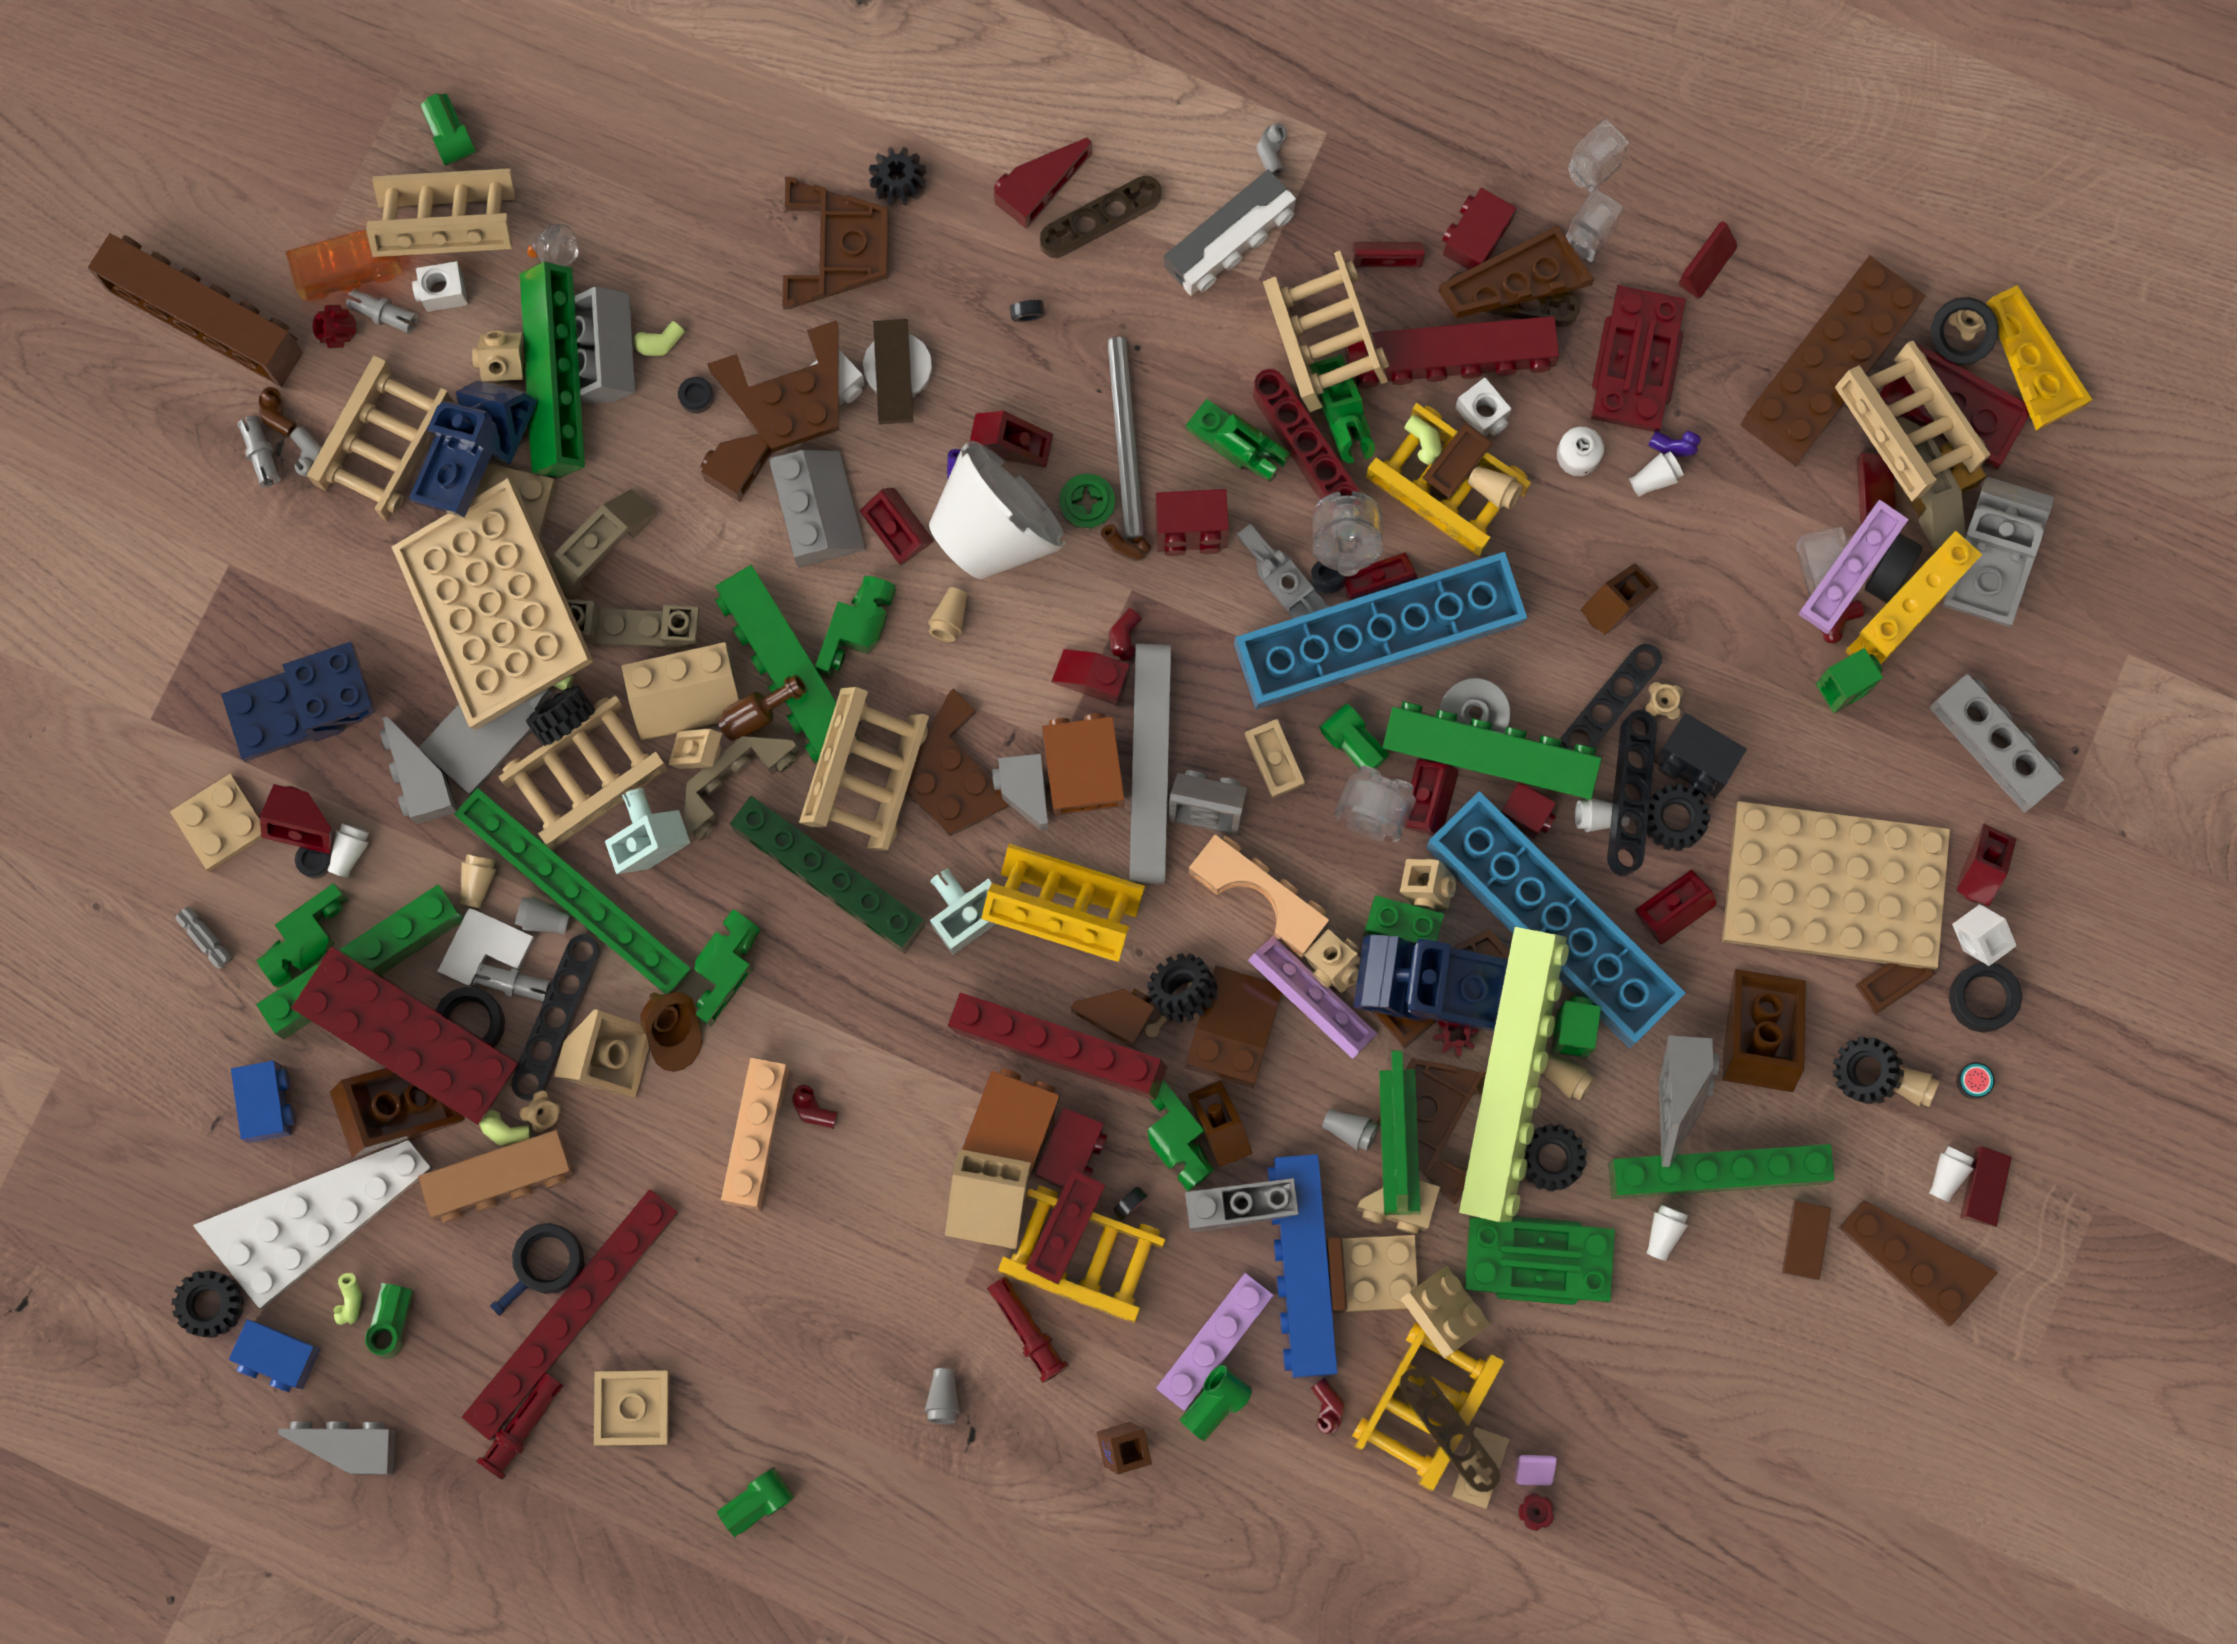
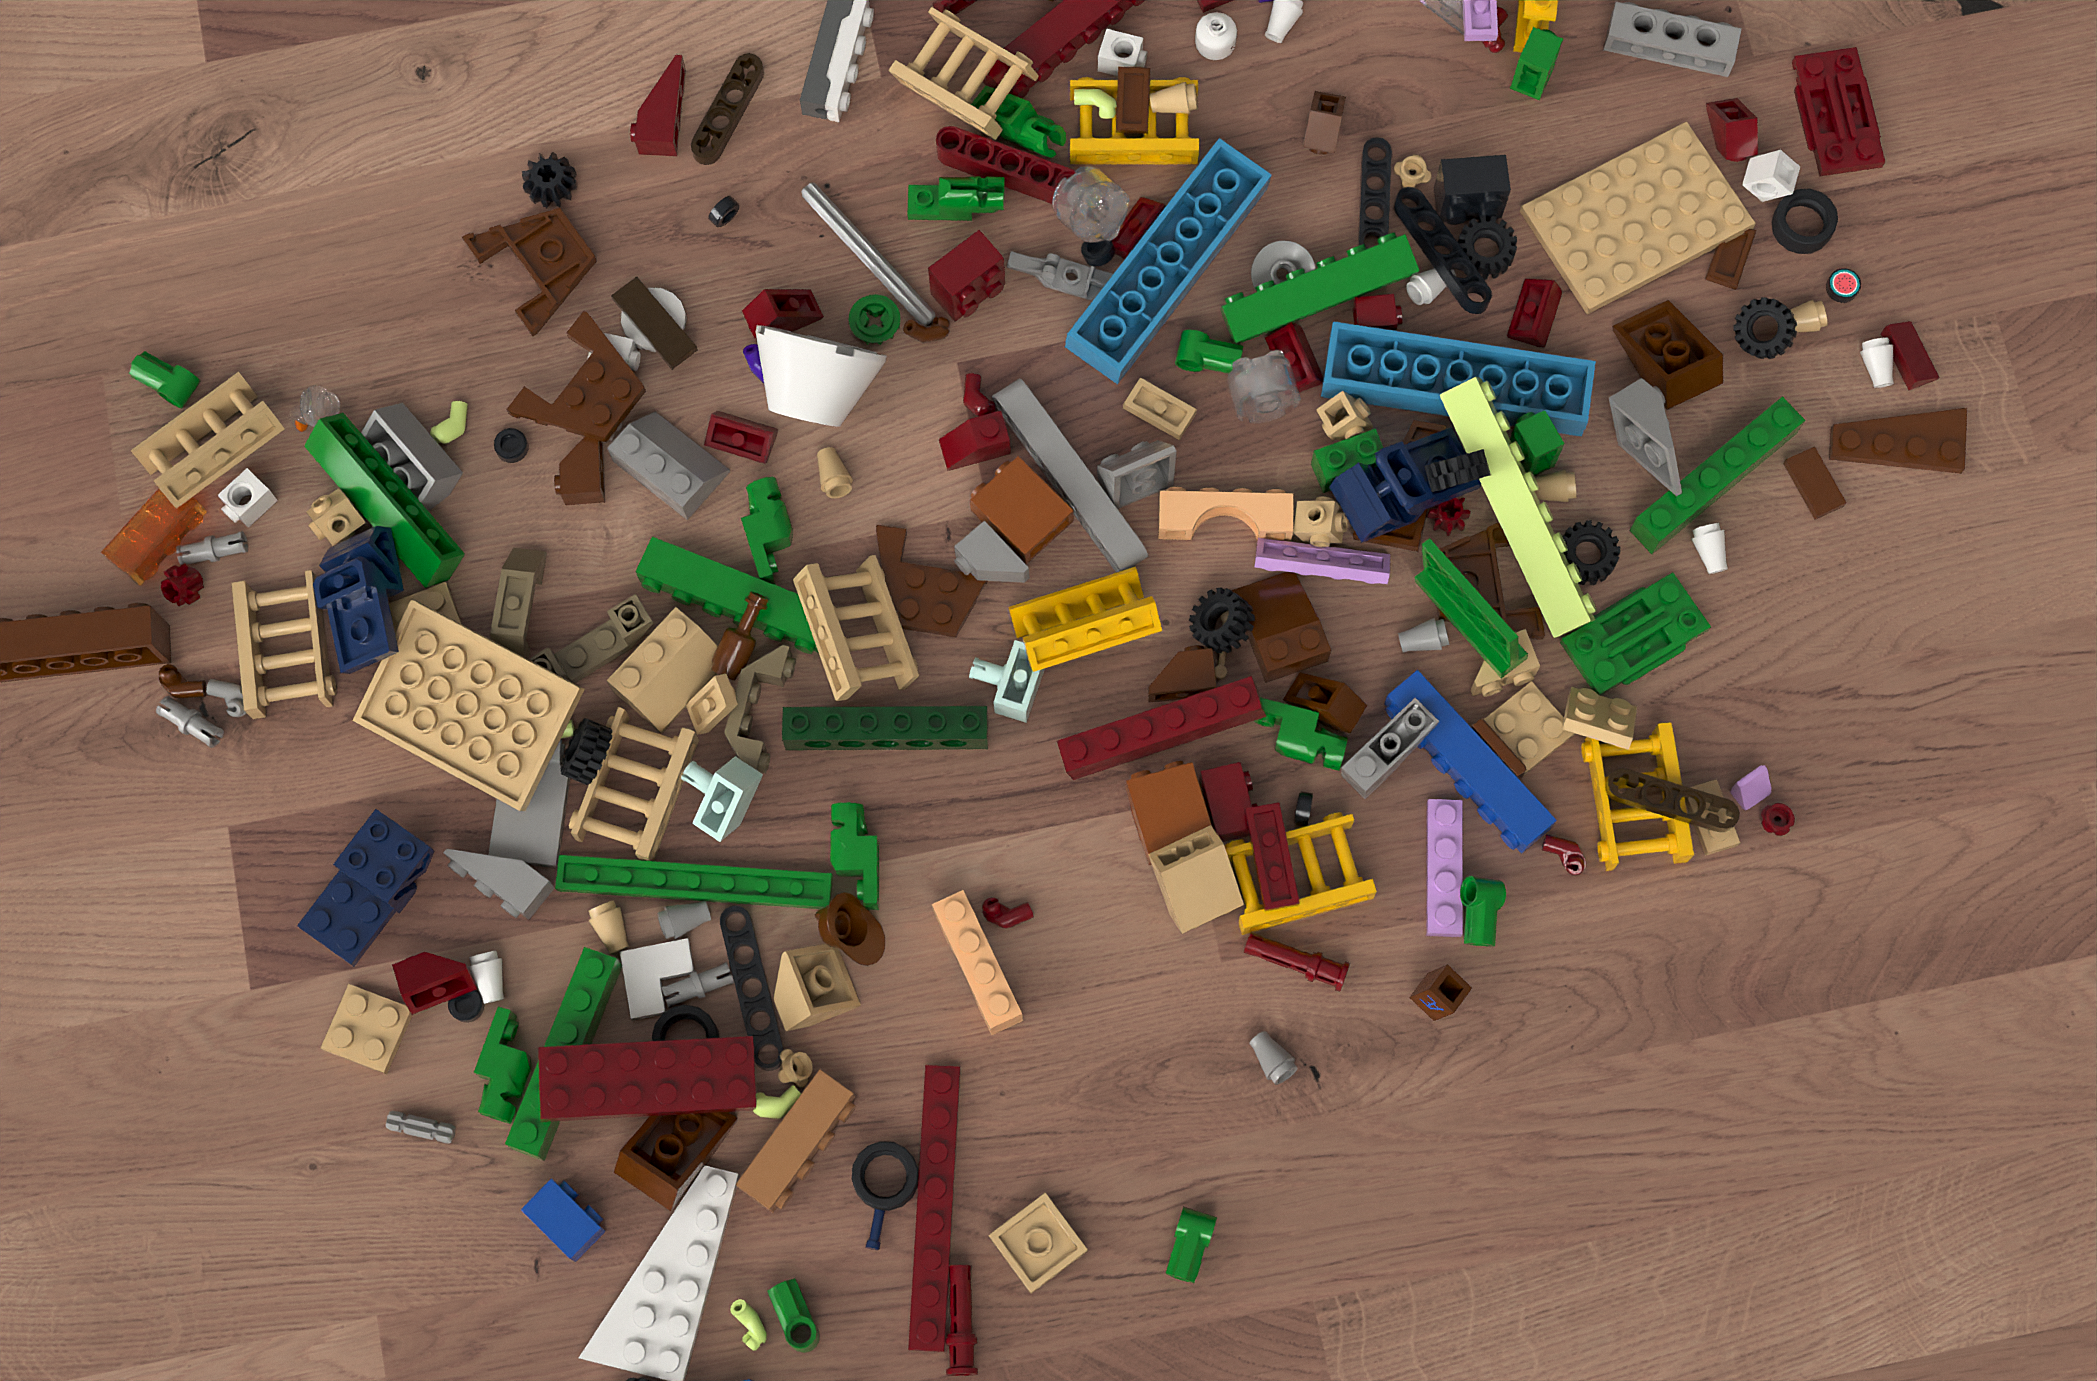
camera: 35 degrees left, 5 degrees down
(1476, 1006) = (1457, 470): none -> black tyre
(2099, 917) = (1837, 112): none -> dark red piece

